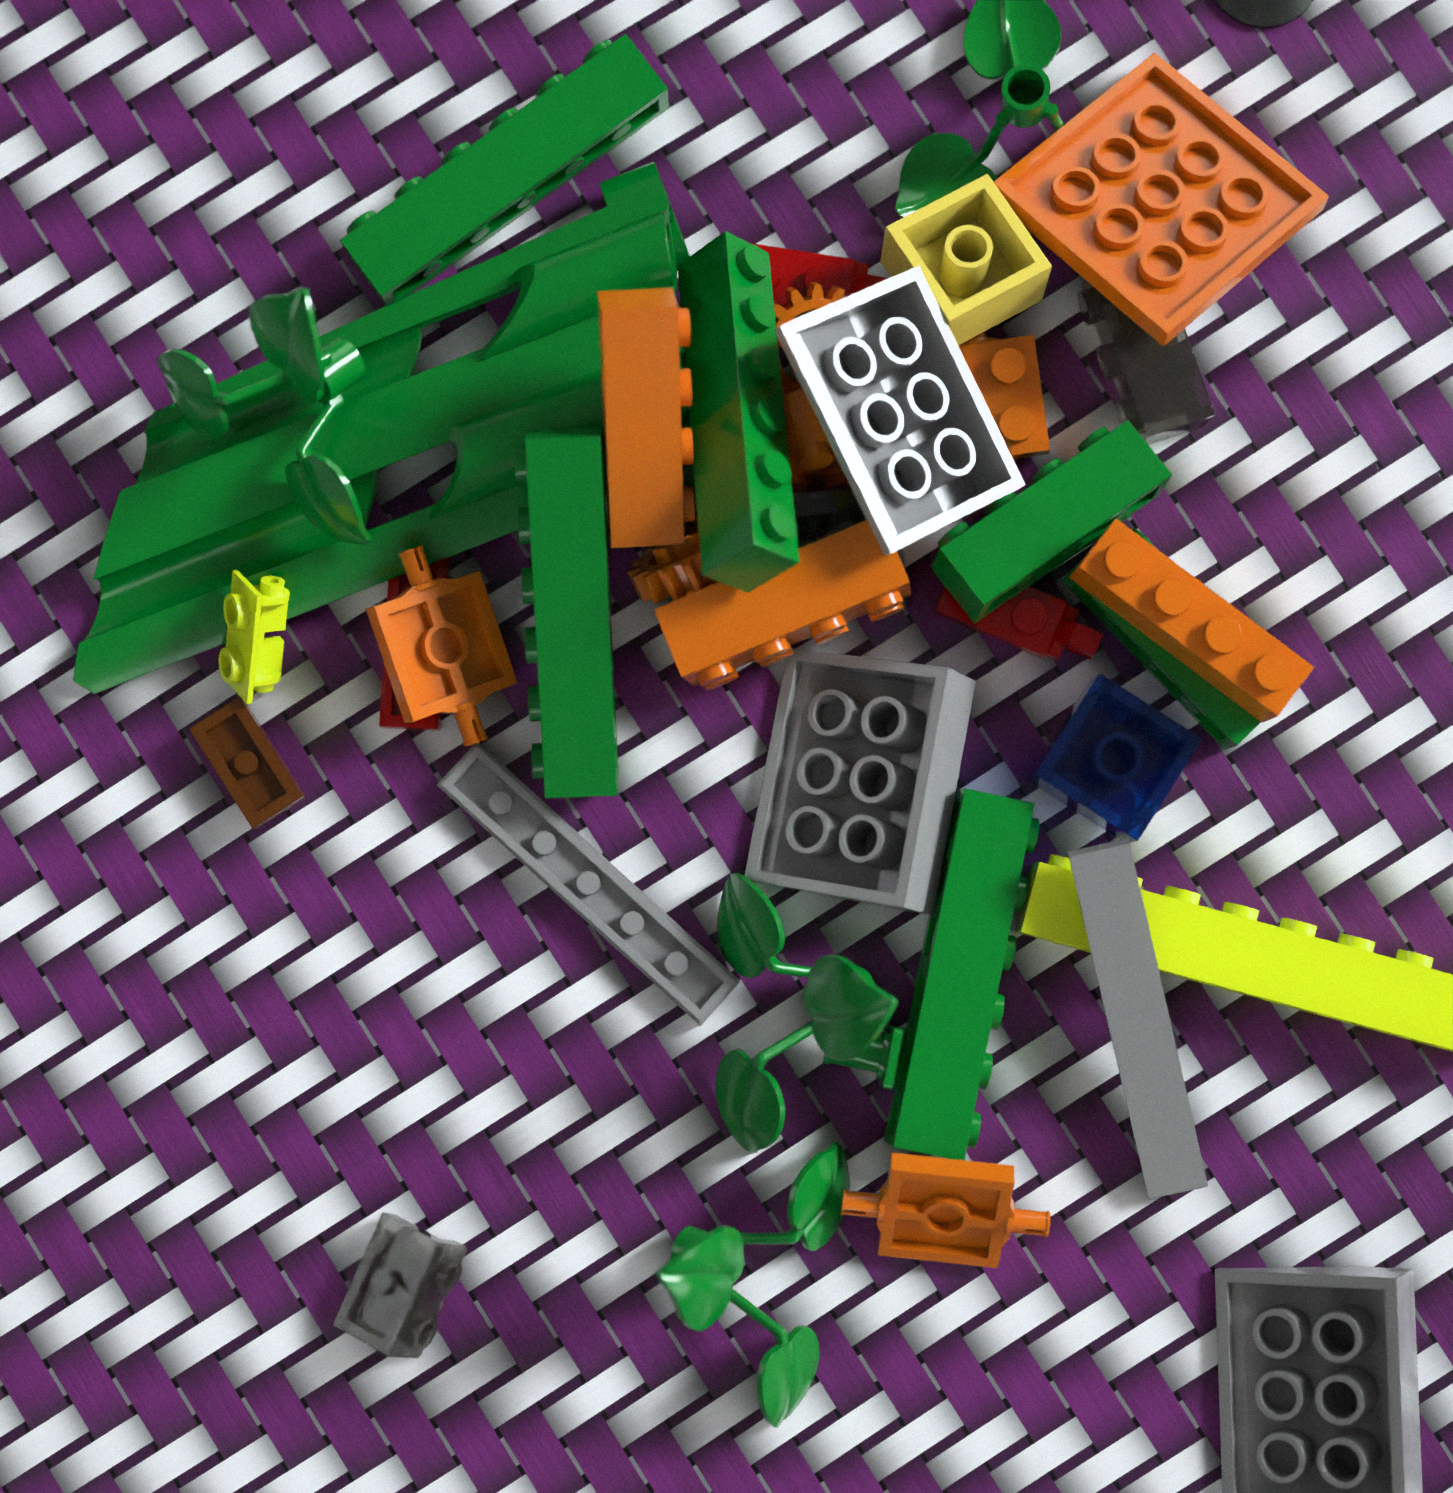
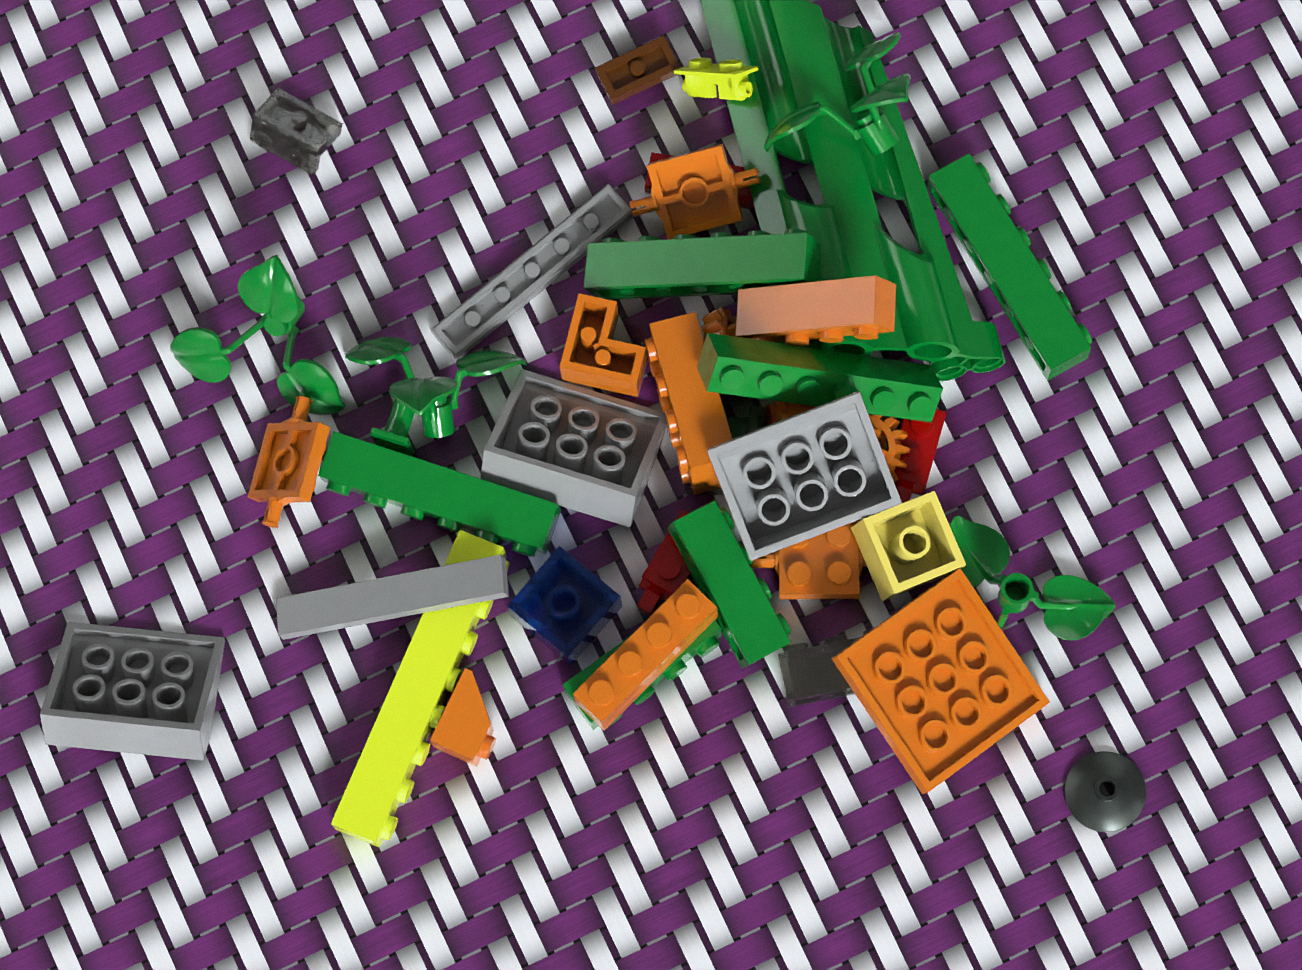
camera: 105 degrees right, 10 degrees down
(718, 772) = (593, 355): none -> orange brick
(1304, 884) = (465, 723): none -> orange slope

